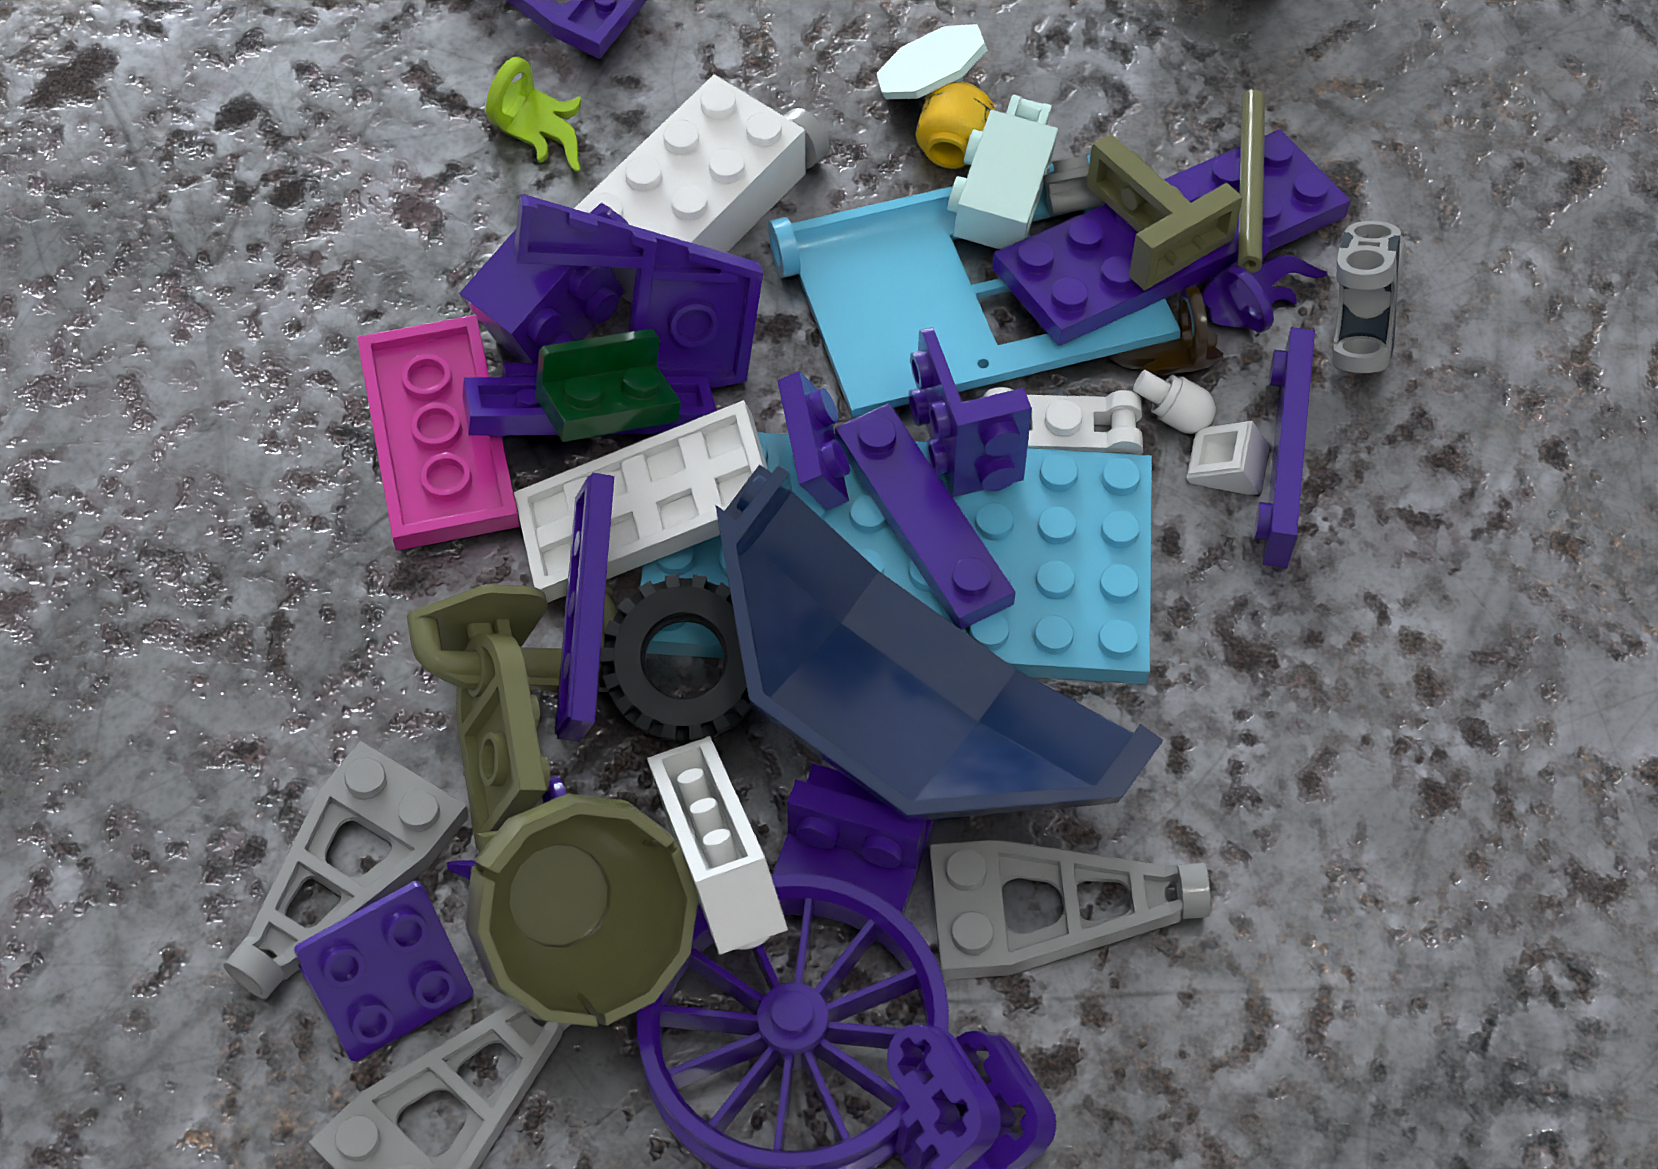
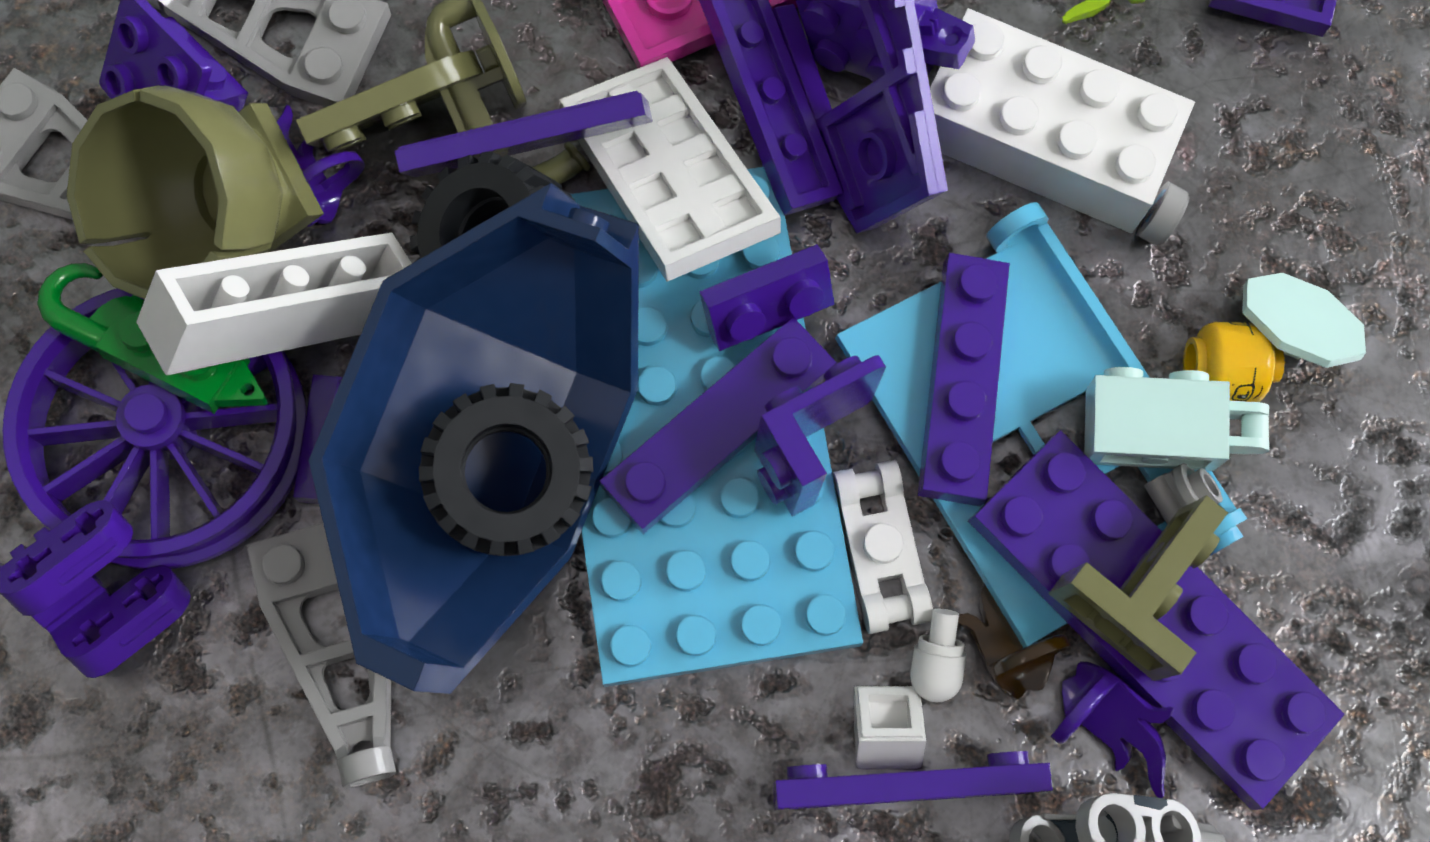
camera: 75 degrees right, 15 degrees up
(604, 385) = (773, 93): dark green bracket -> none
(711, 1004) = (119, 340): none -> green plate
(899, 309) = (964, 380): none -> dark purple plate
(958, 633) = (505, 411): none -> black tyre
(1251, 181) = (1241, 688): olive piece -> none

